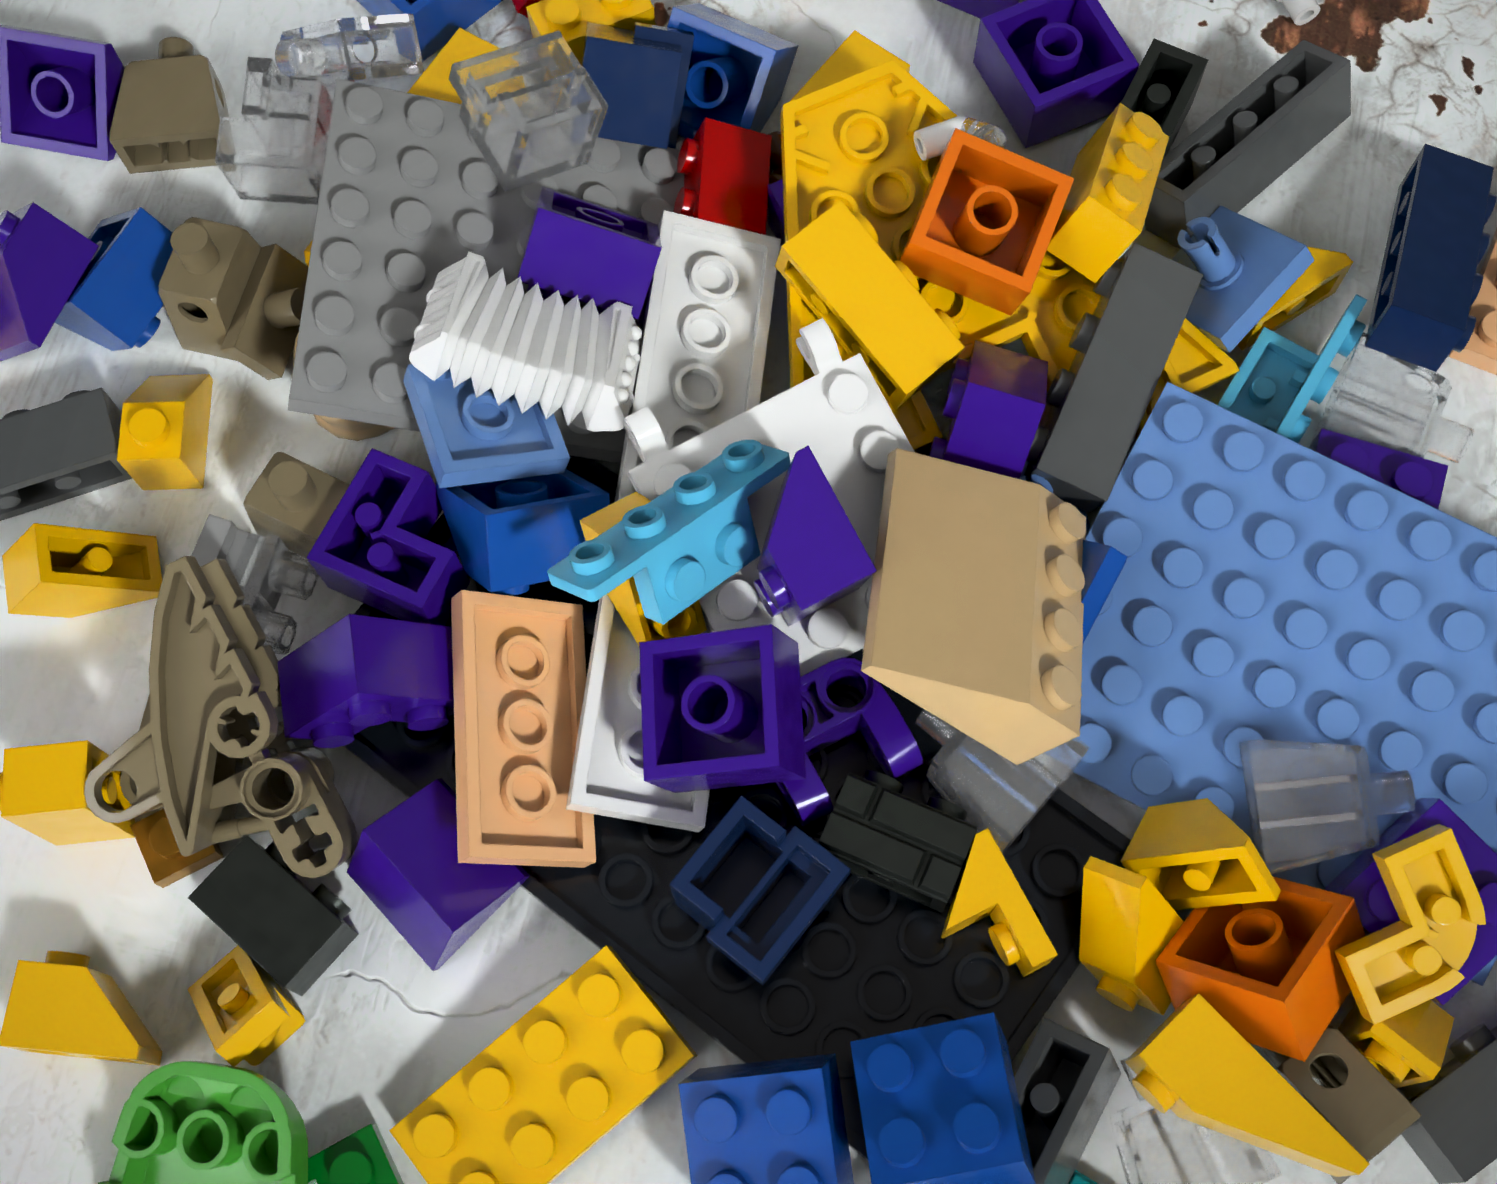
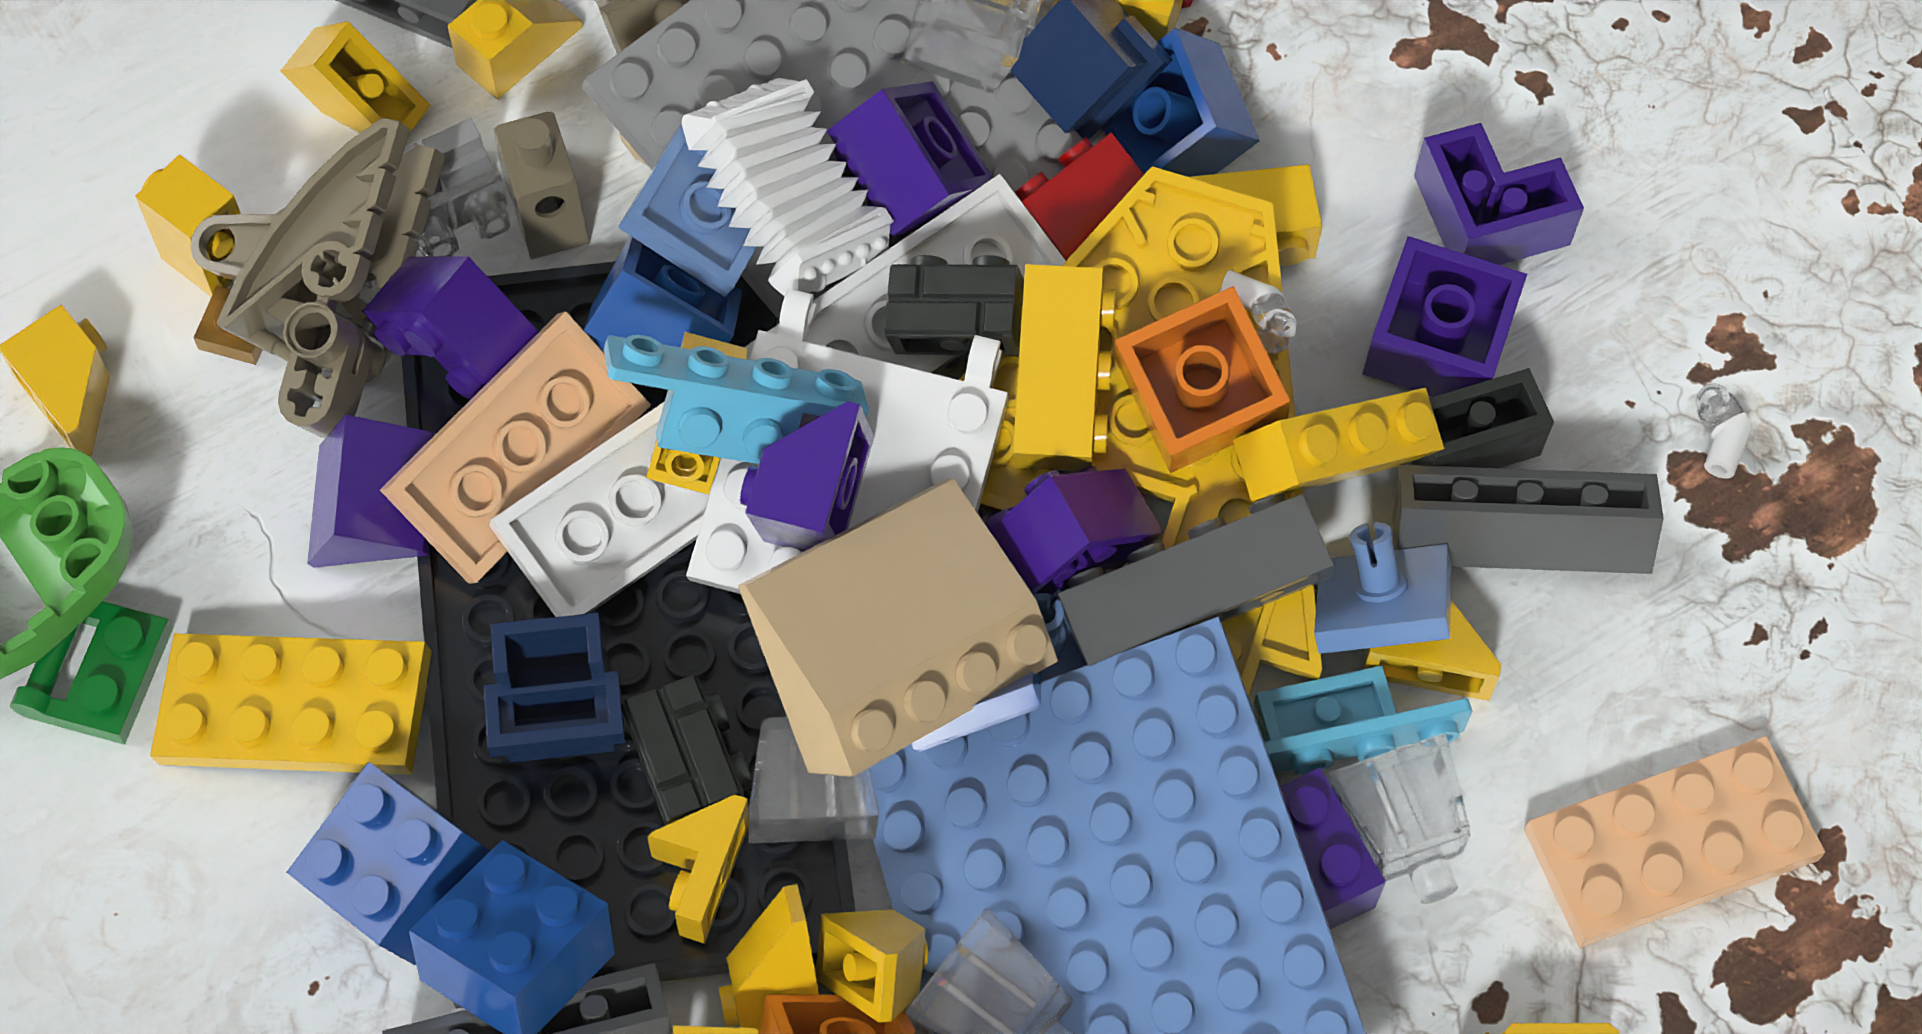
camera: 40 degrees right, 5 degrees down
(244, 1009) = (166, 473): yellow slope -> none
(275, 915) = (242, 431): pearl dark grey brick -> none
(379, 544) = (555, 235): dark purple brick -> none
(721, 710) = (645, 545): dark purple brick -> none
(747, 325) = (944, 305): none -> pearl dark grey brick
(829, 723) = (715, 636): dark purple piece -> none
(1432, 259) = (1568, 727): dark blue brick -> none

